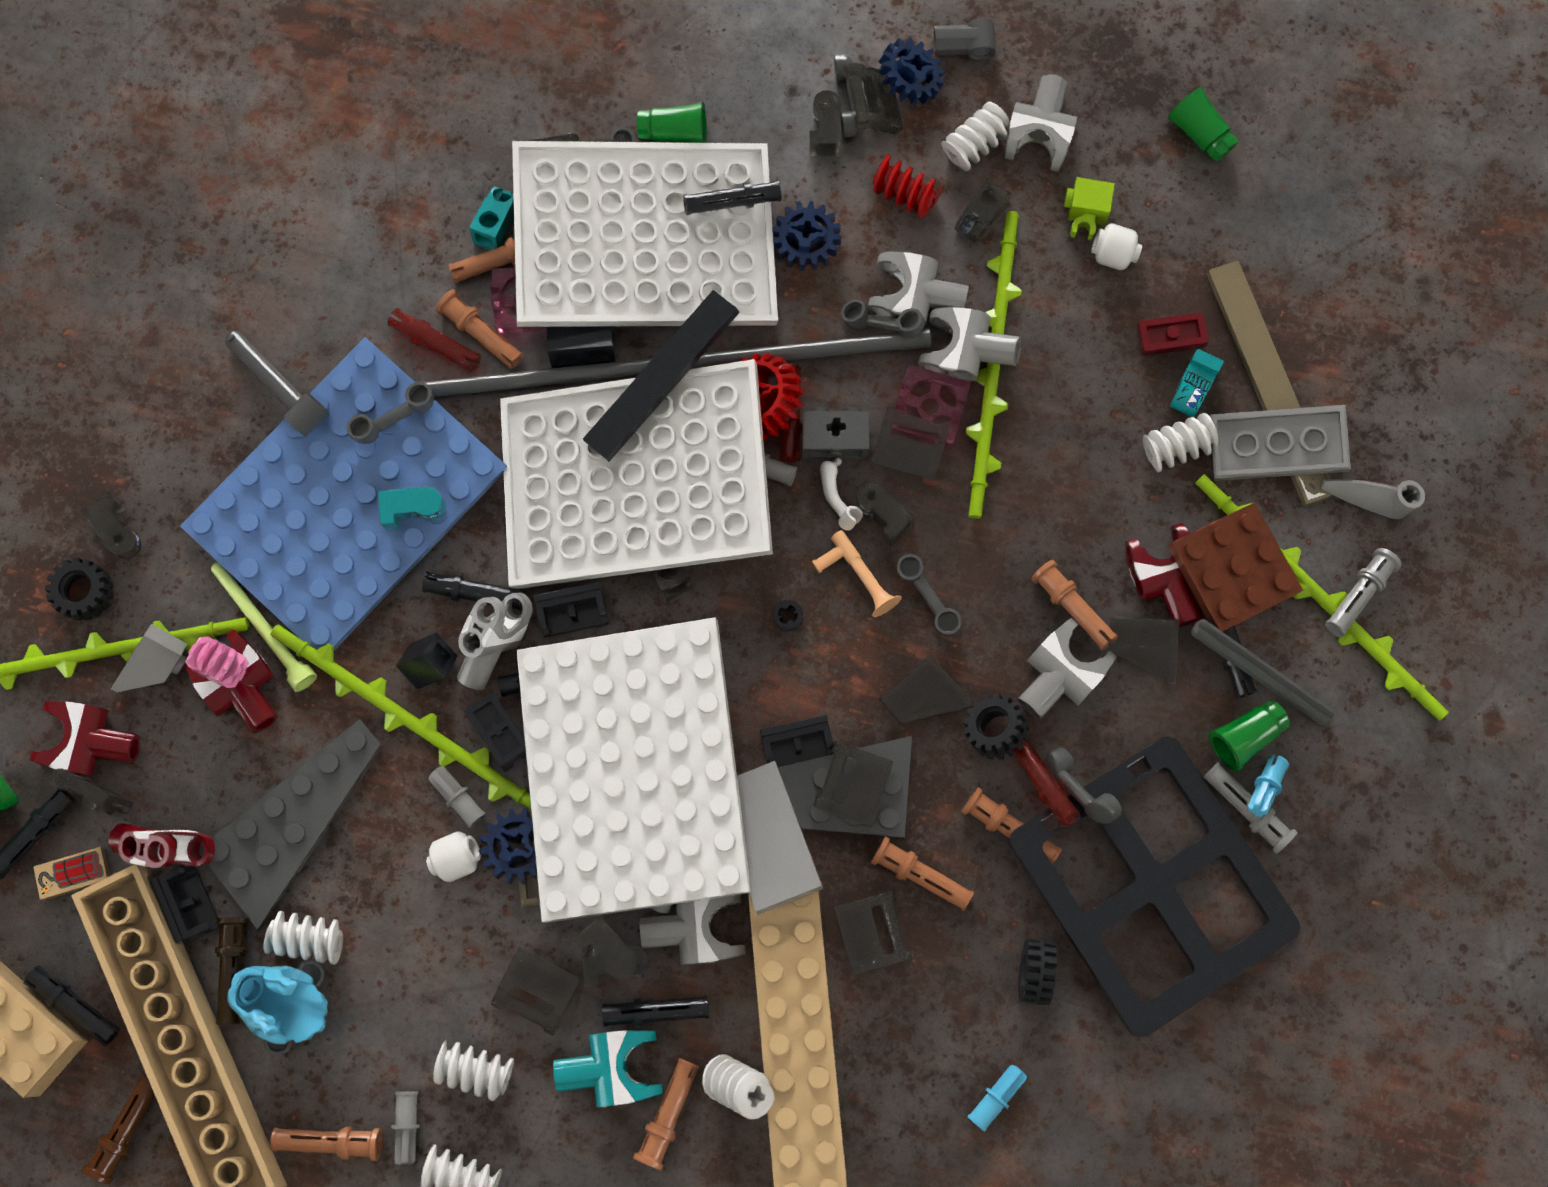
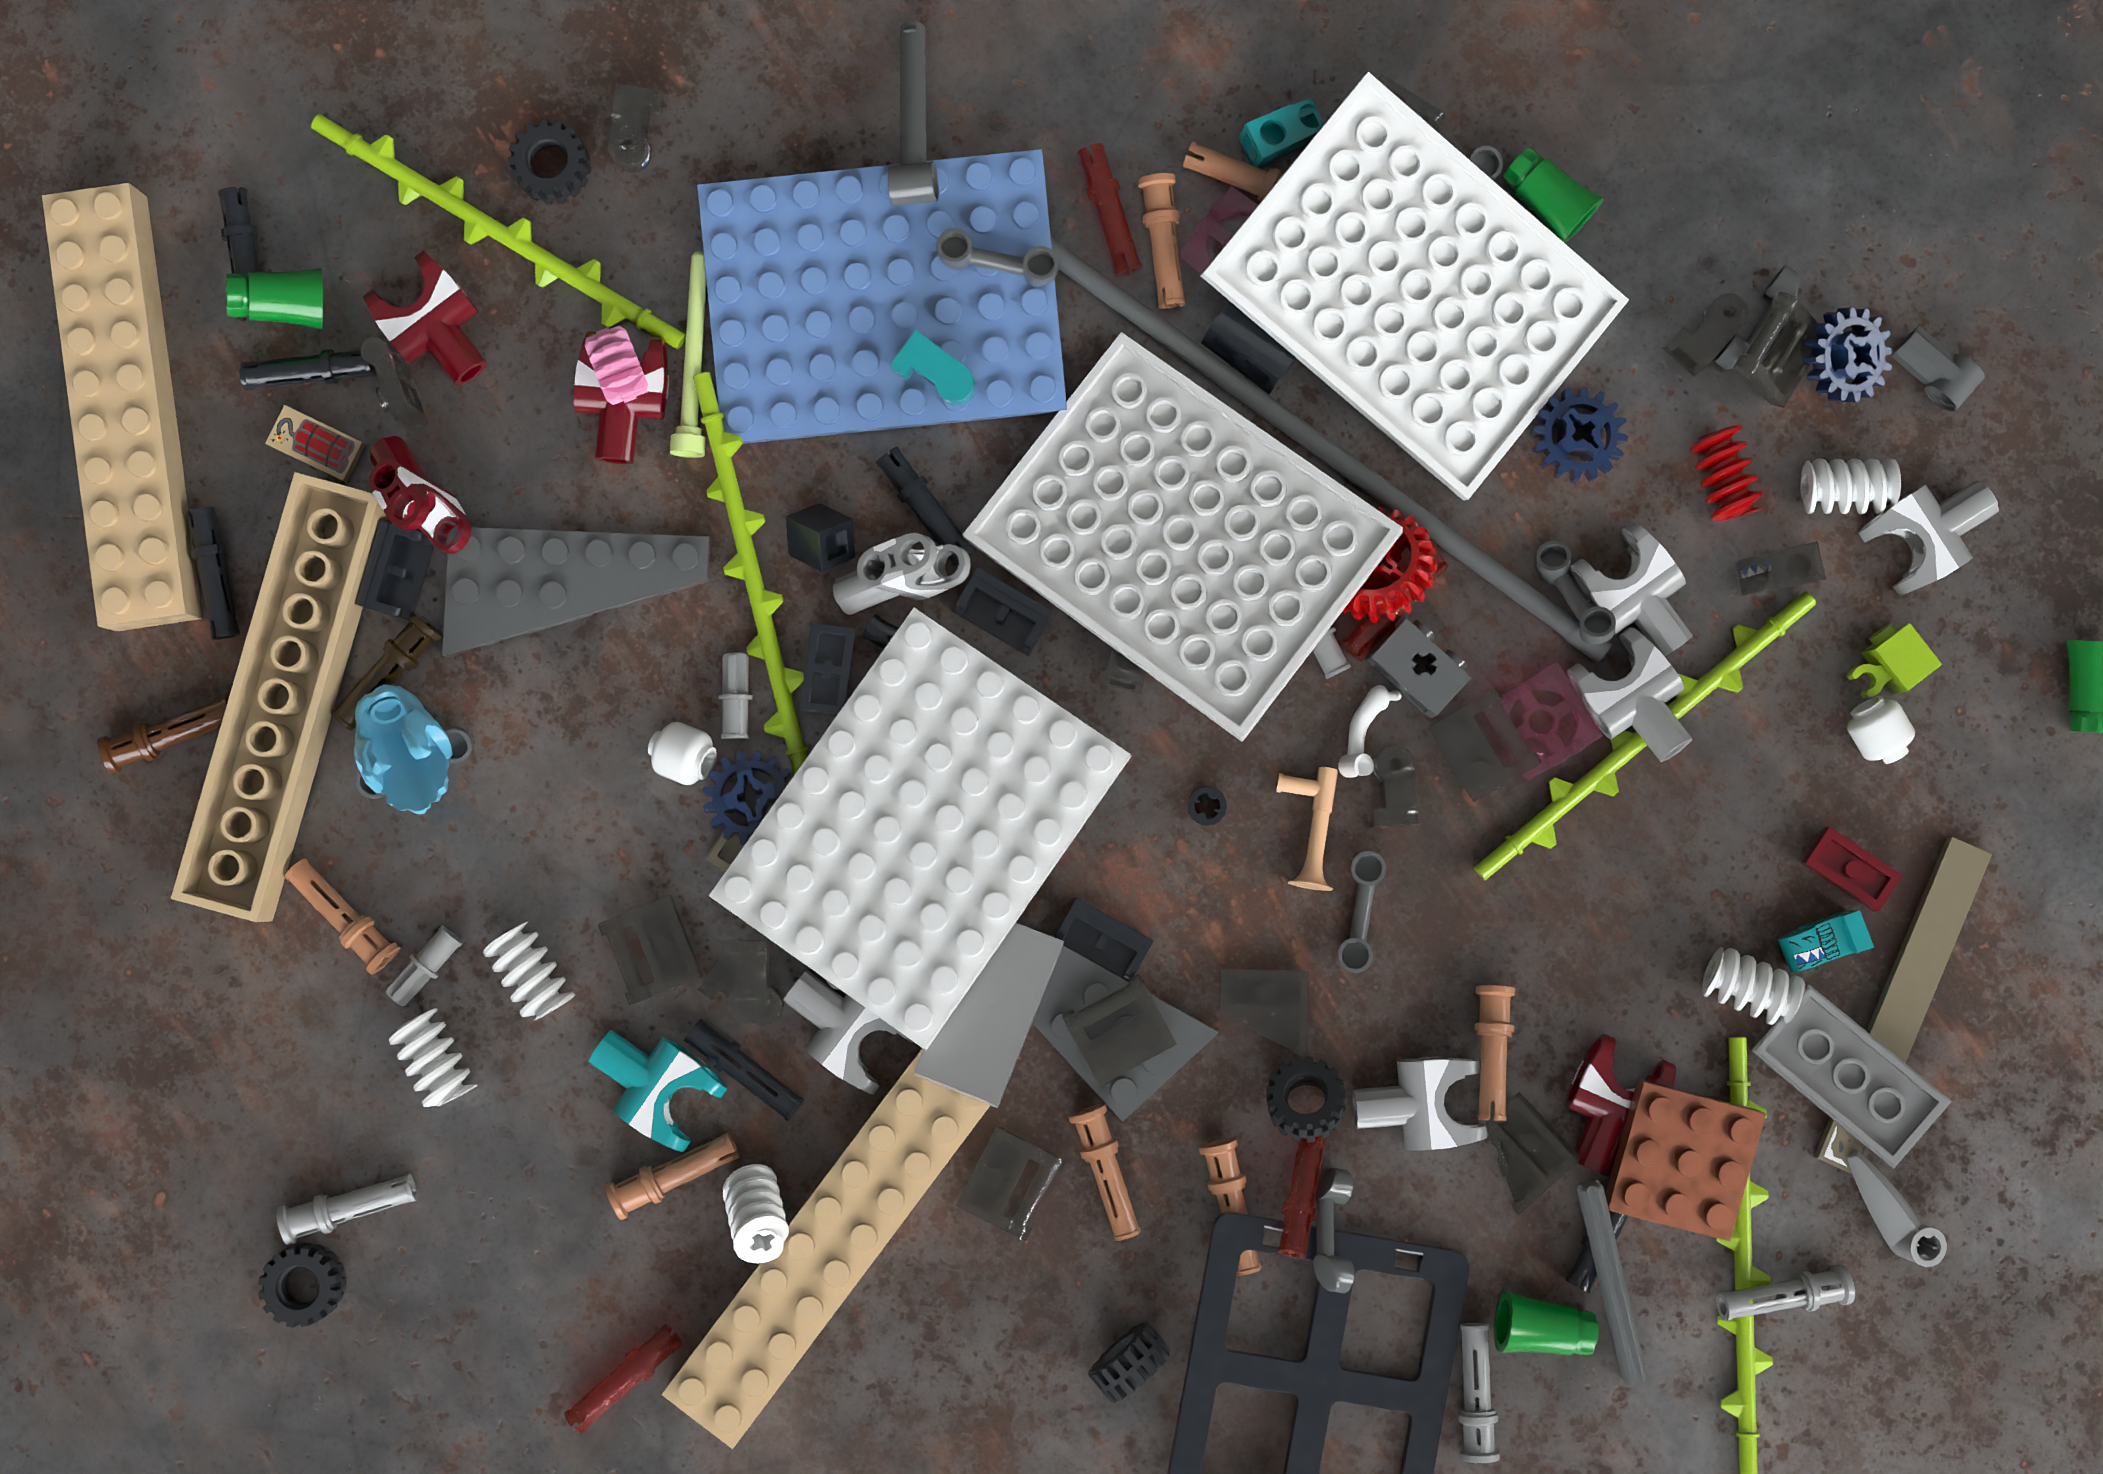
camera: 35 degrees right, 10 degrees up
(152, 660) = (557, 300): light grey slope -> none
(304, 938) = (477, 706): white piece -> none
(661, 375) = (1297, 459): black tile -> none
(732, 197) = (1552, 339): black pin -> none
(998, 1097) = (988, 1437): medium azure axle -> none
(1268, 785) = (1513, 1391): medium azure axle -> none

